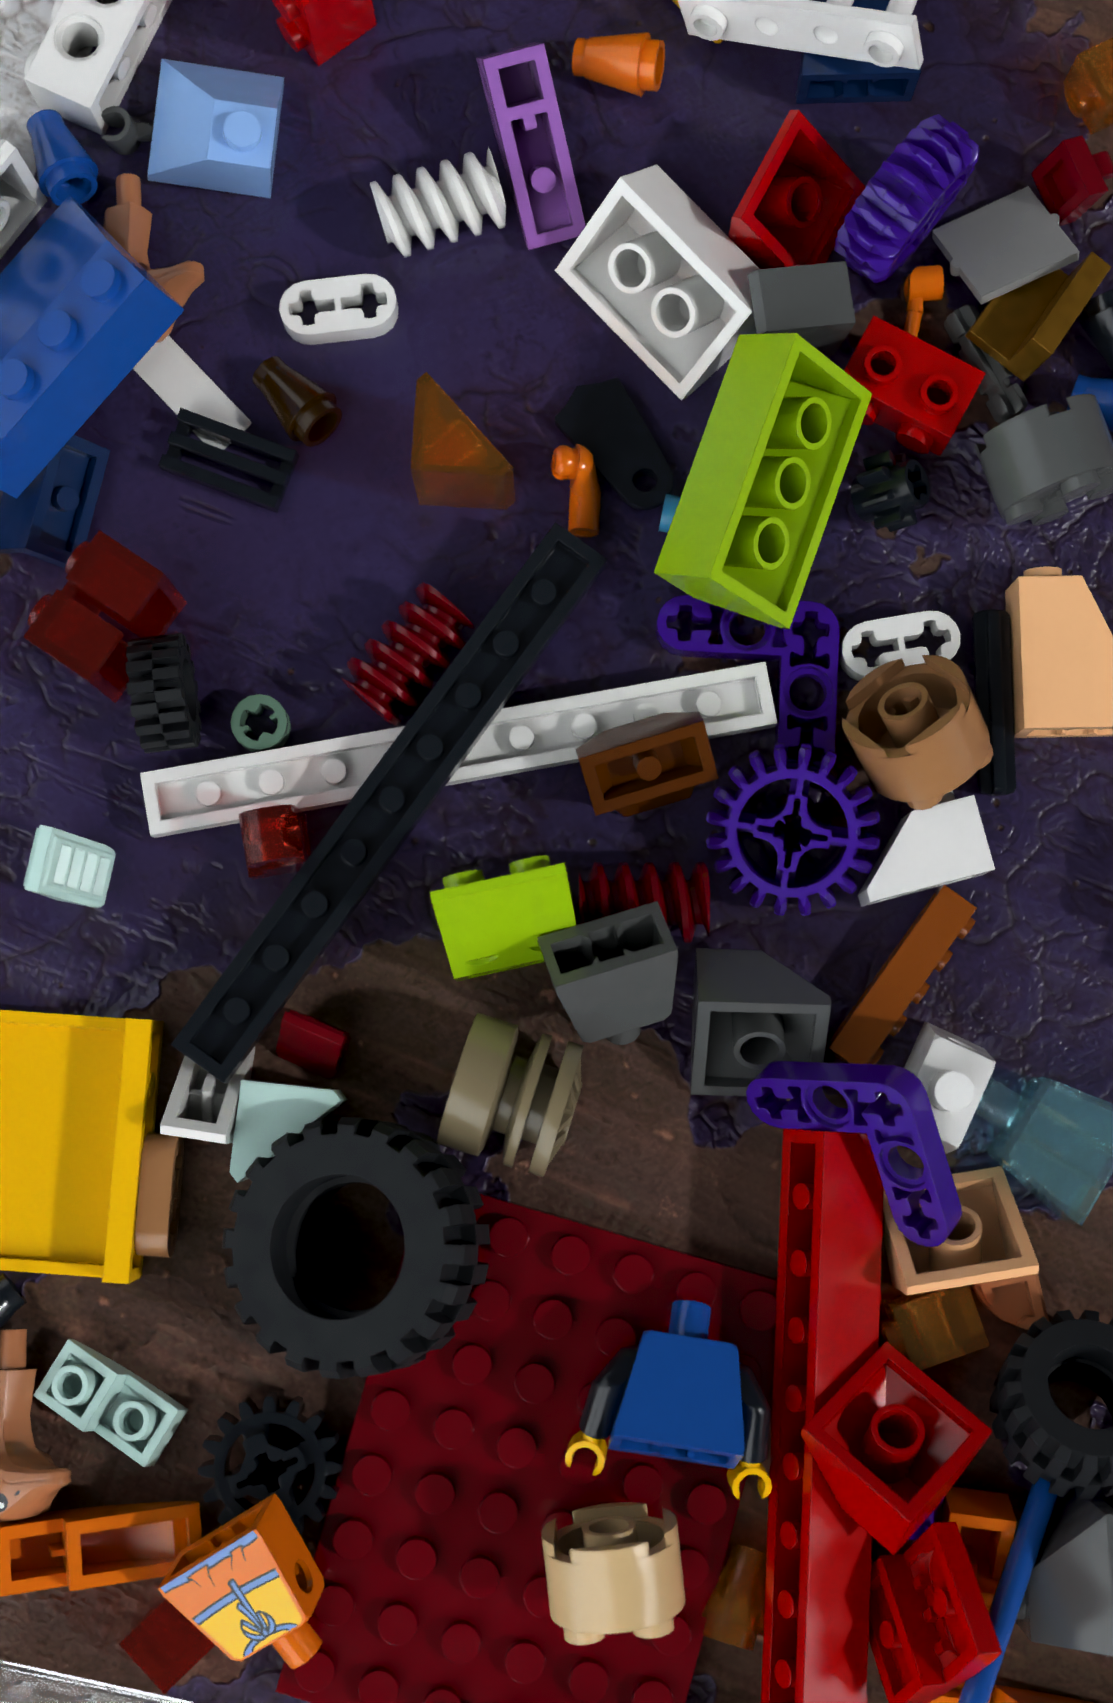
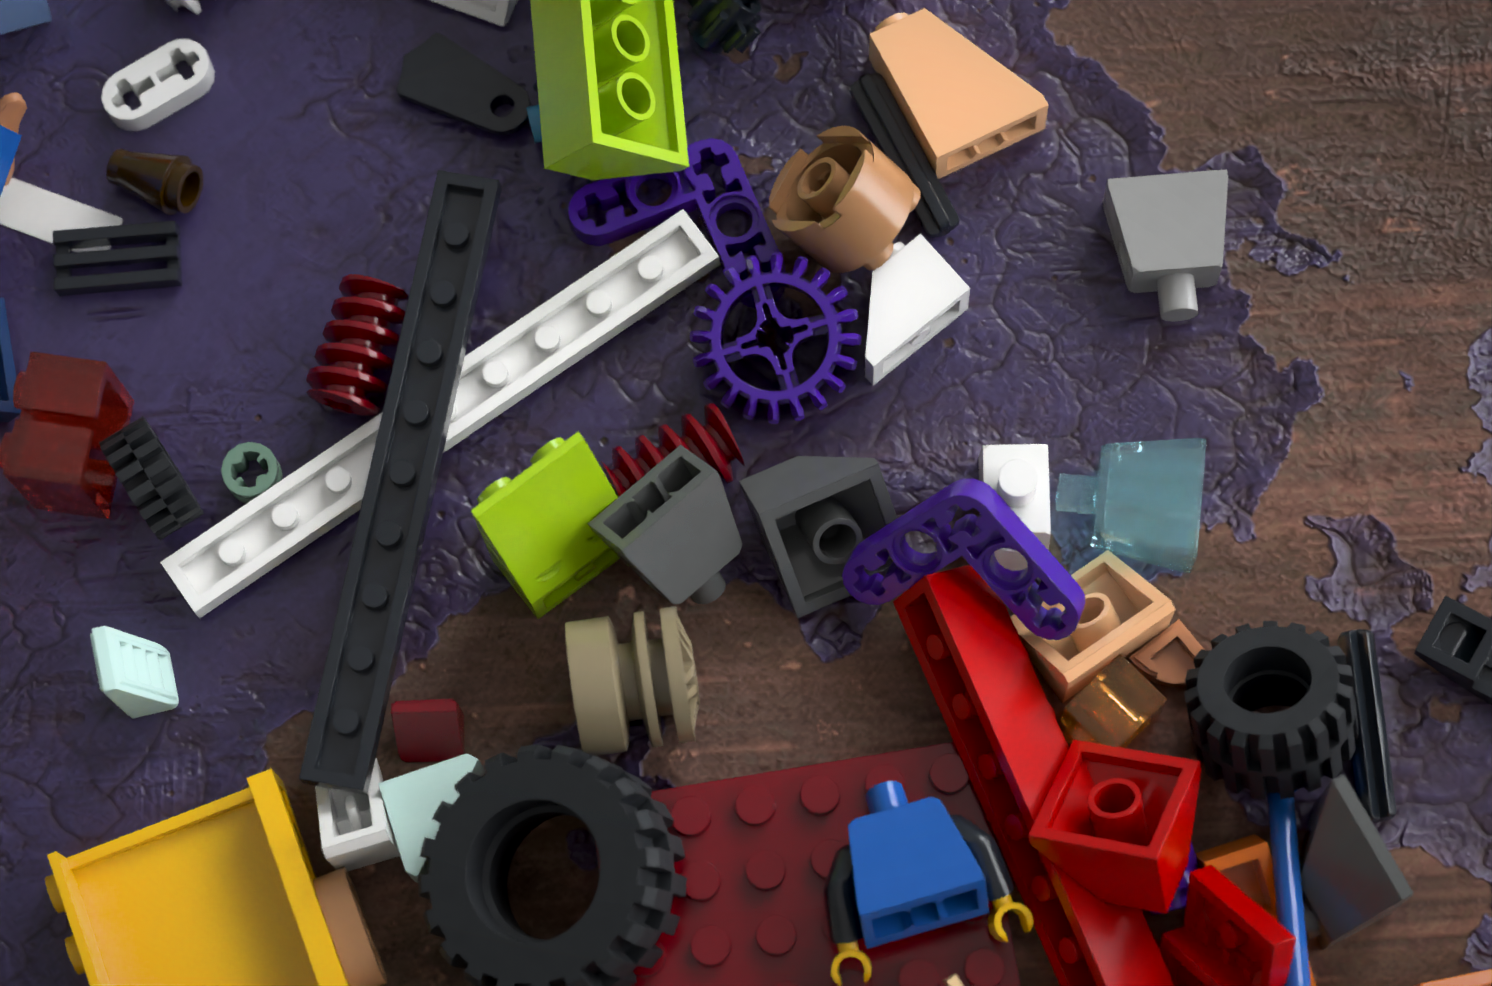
camera: 20 degrees left, 10 degrees down
(274, 840) = (309, 562): clear red leg -> none
(453, 458) = (325, 156): clear orange slope -> none
(585, 490) = (452, 139): orange arm -> none
(647, 763) = (620, 342): reddish brown slope -> none
(896, 631) = (788, 135): white beam -> none
(902, 978) = (938, 415): dark orange piece -> none

